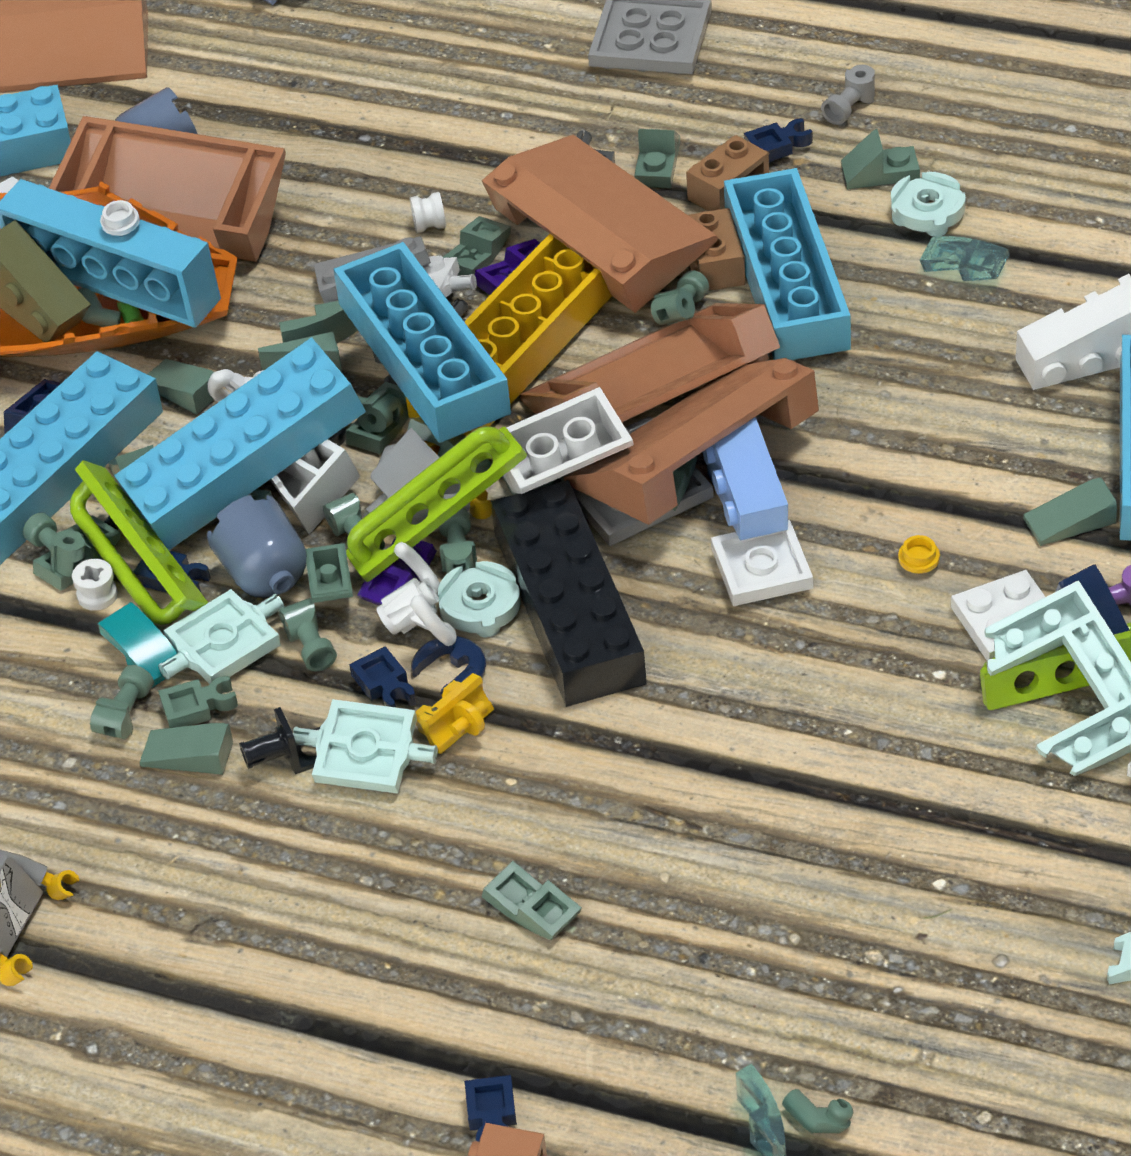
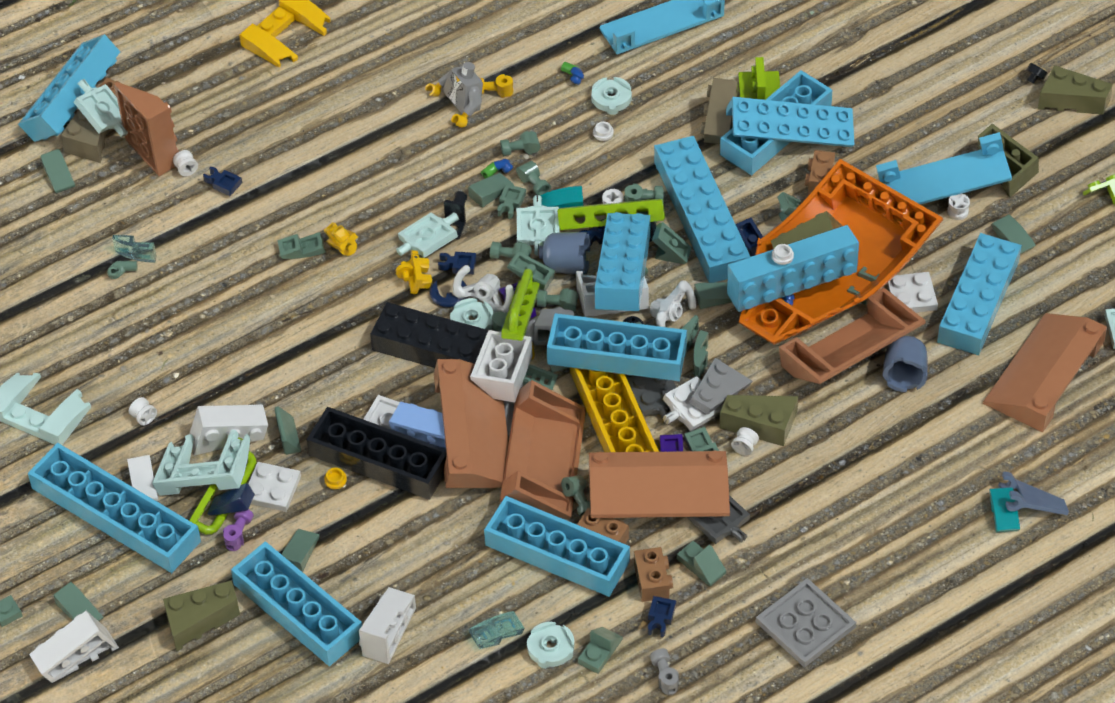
camera: 125 degrees right, 5 degrees up
(45, 759) = (528, 142): none -> sand green leg
(130, 771) = (492, 168): none -> arm
(365, 206) = (766, 415): none -> olive wedge
(478, 835) = (341, 239): none -> yellow hips
(839, 522) = (377, 452): none -> black brick
(903, 662) = (287, 431): none -> sand green slope
(979, 711) = (214, 424): none -> white wedge
(1059, 847) = (142, 411): none -> white wheel

